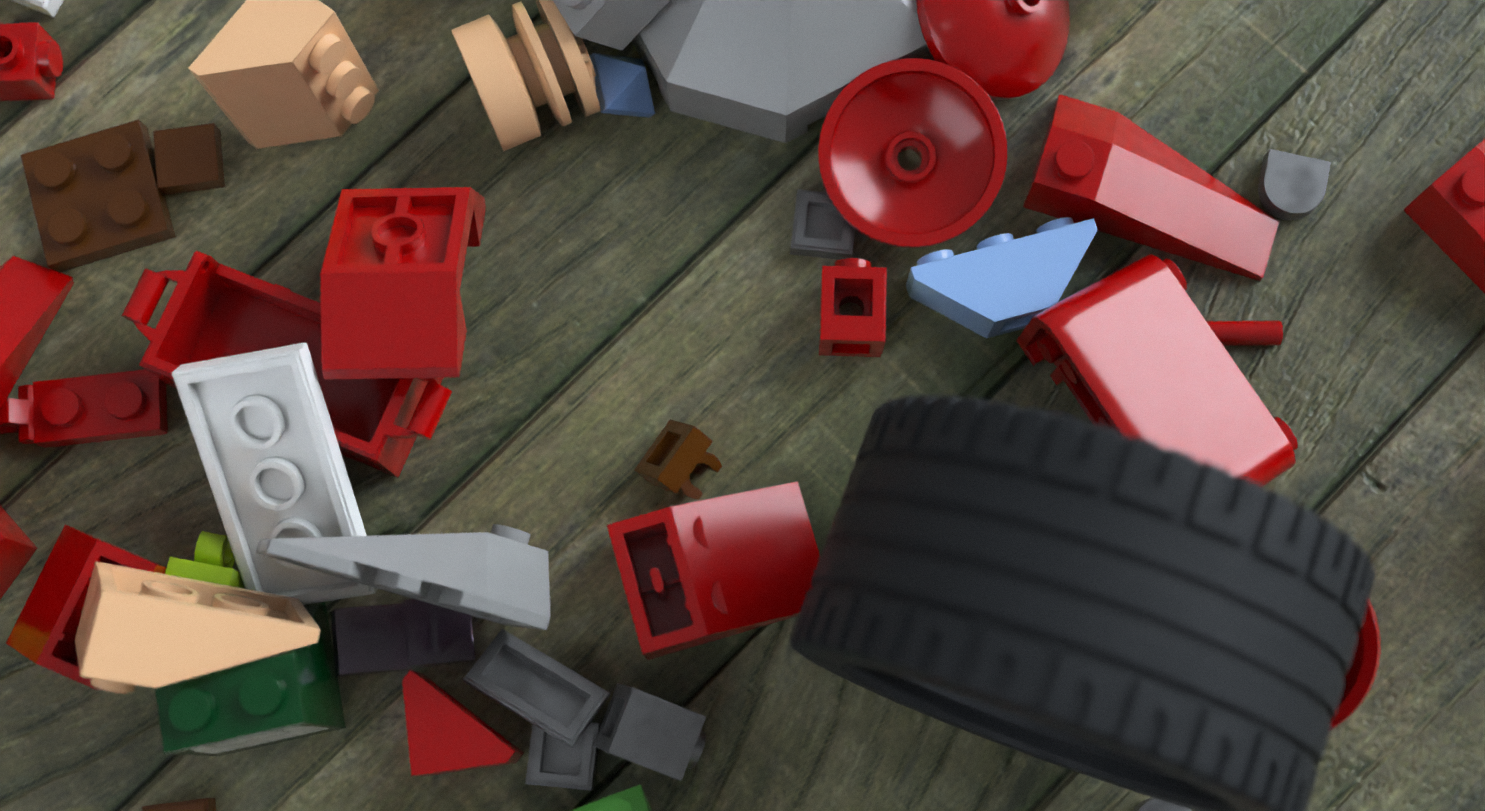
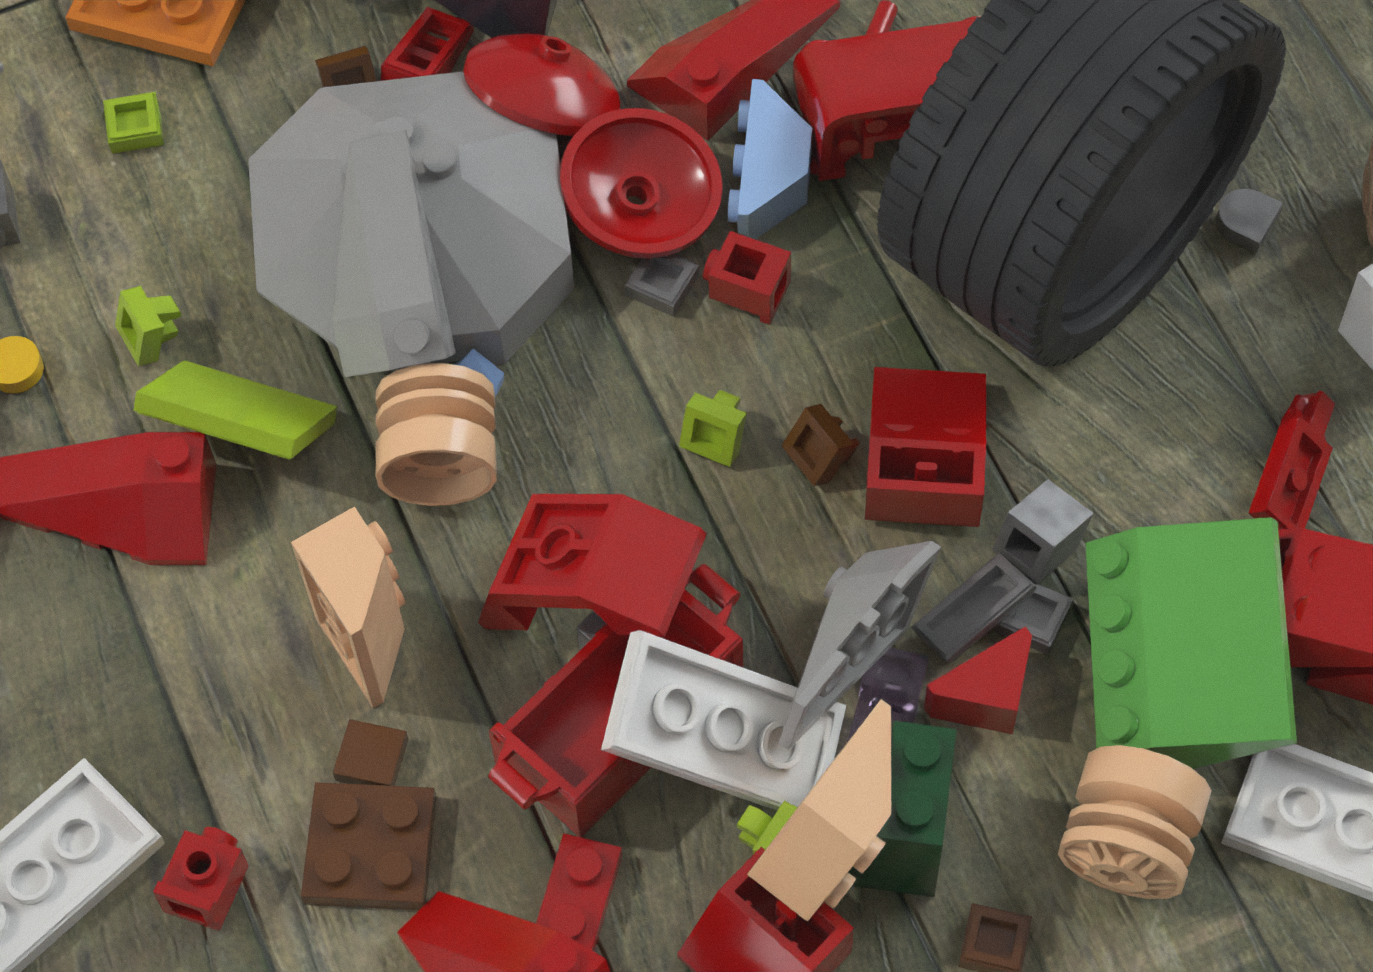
camera: 70 degrees left, 15 degrees down
(658, 343) = (713, 427): none -> lime tile

